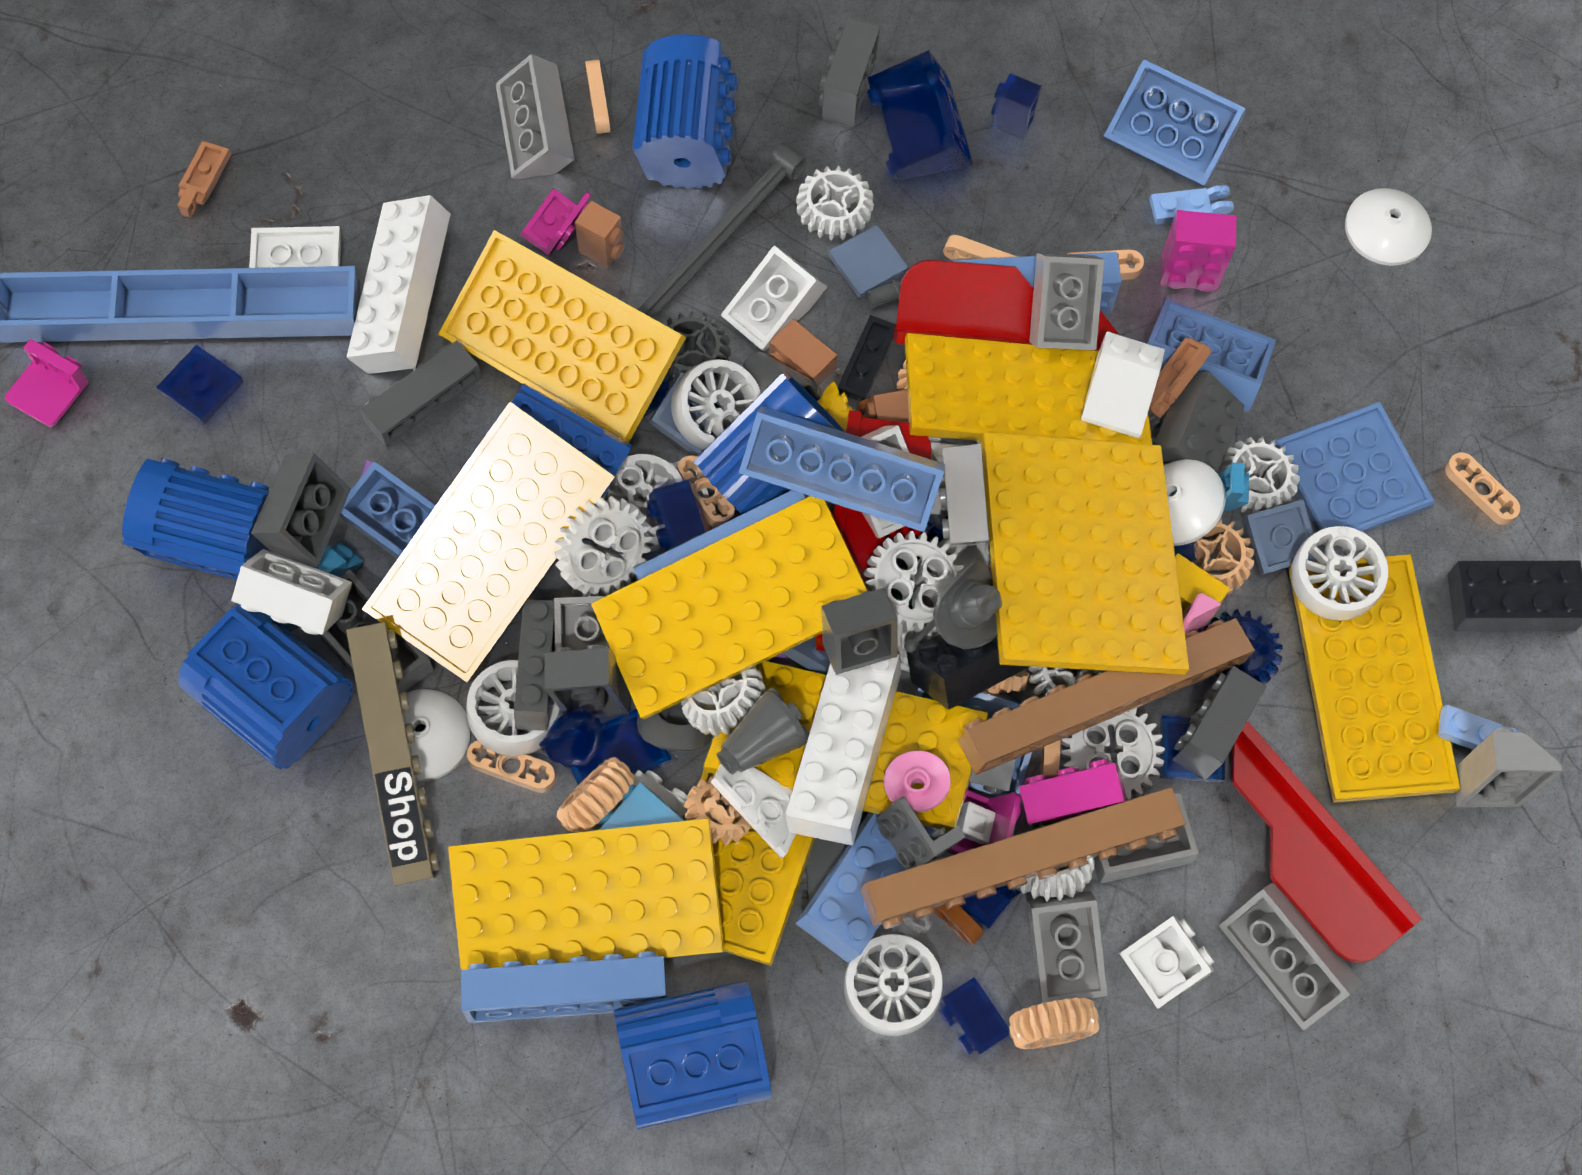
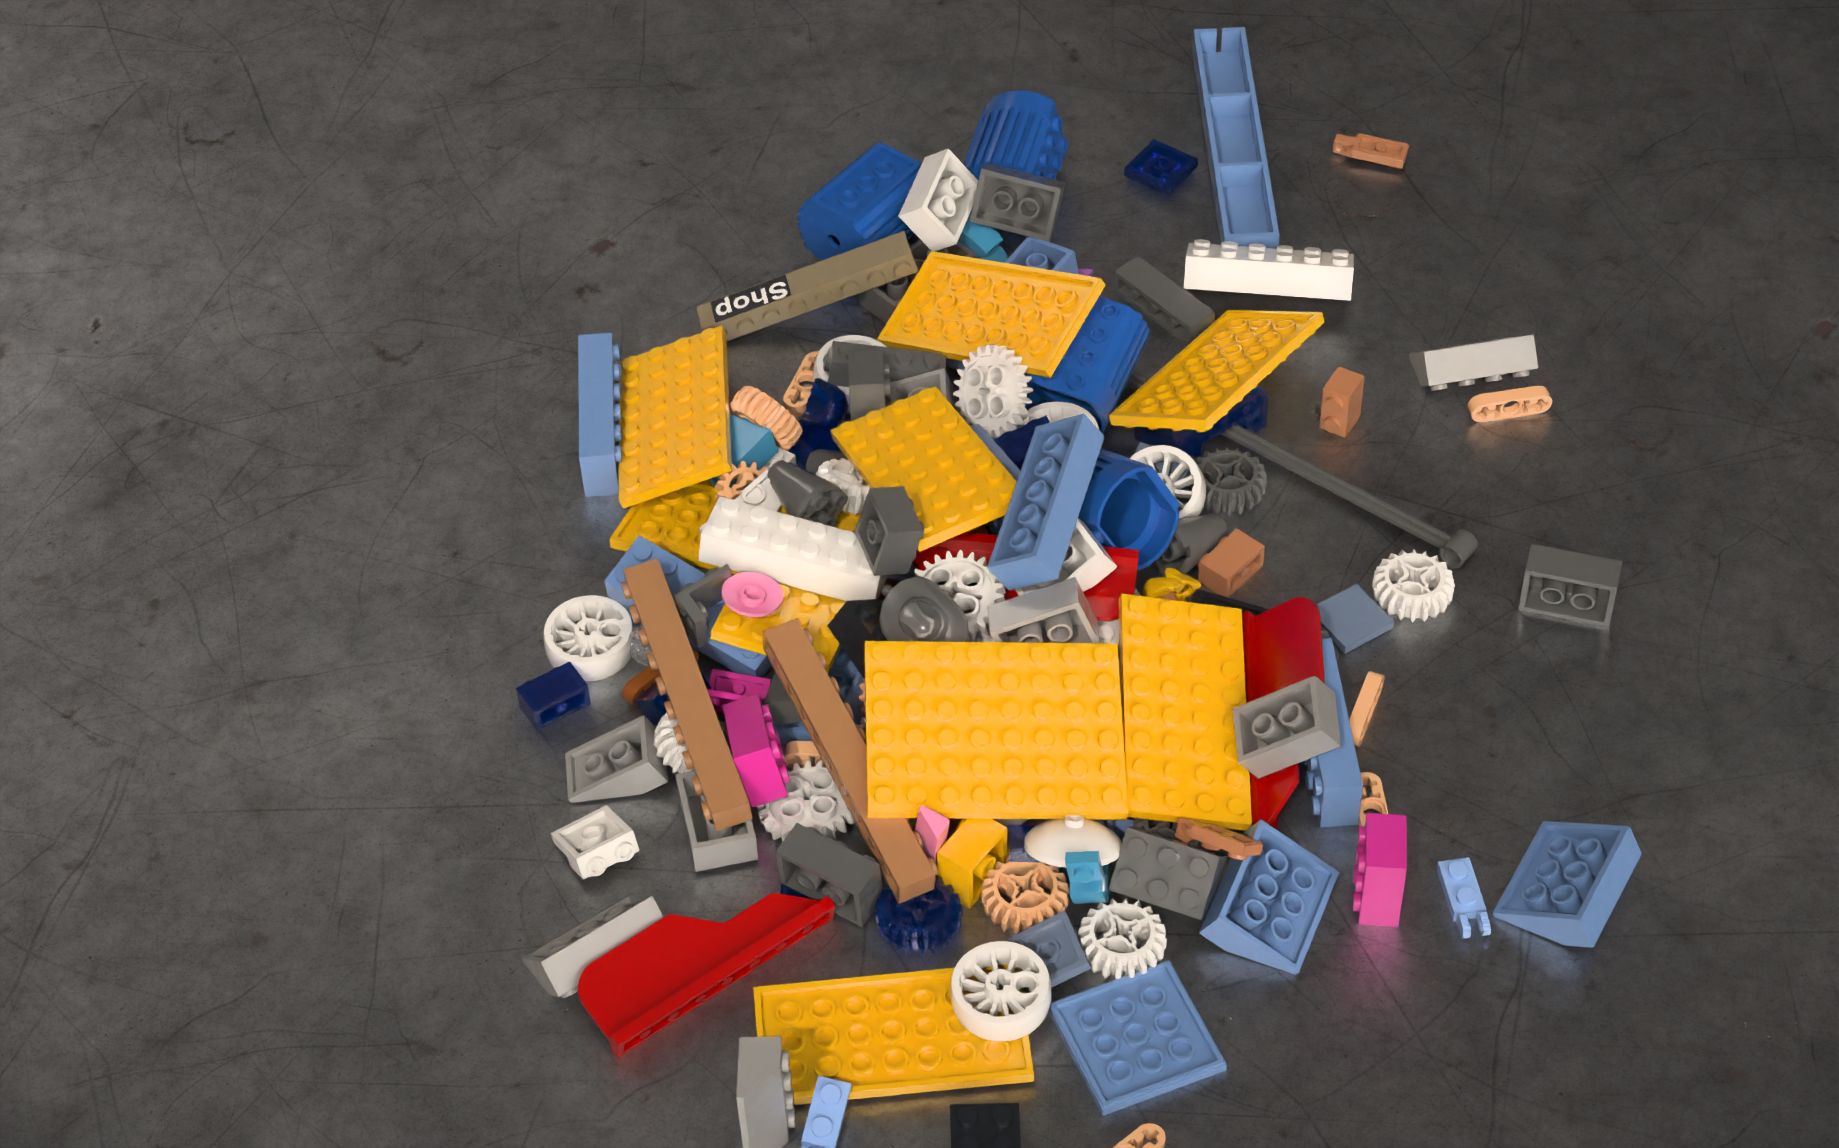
camera: 95 degrees right, 20 degrees down
(47, 384) = (1152, 81): dark pink bracket -> none
(295, 247) = (1301, 213): white plate -> none
(446, 733) = (835, 320): white dish -> none
(554, 221) = (1375, 378): dark pink bracket -> none
(685, 111) = (1483, 446): blue piece -> none
(692, 1054) = (529, 481): blue piece -> none
(773, 297) = (1299, 541): white slope -> none
(920, 118) = (1529, 662): clear blue windscreen -> none
(976, 822) = (735, 681): white plate -> none
(1015, 105) = (1553, 724): clear blue brick -> none
(1054, 1023) = (538, 740): light nougat gear -> none
(1122, 384) = (1194, 778): white slope -> none
(1388, 238) = (1466, 1109): white dish -> none

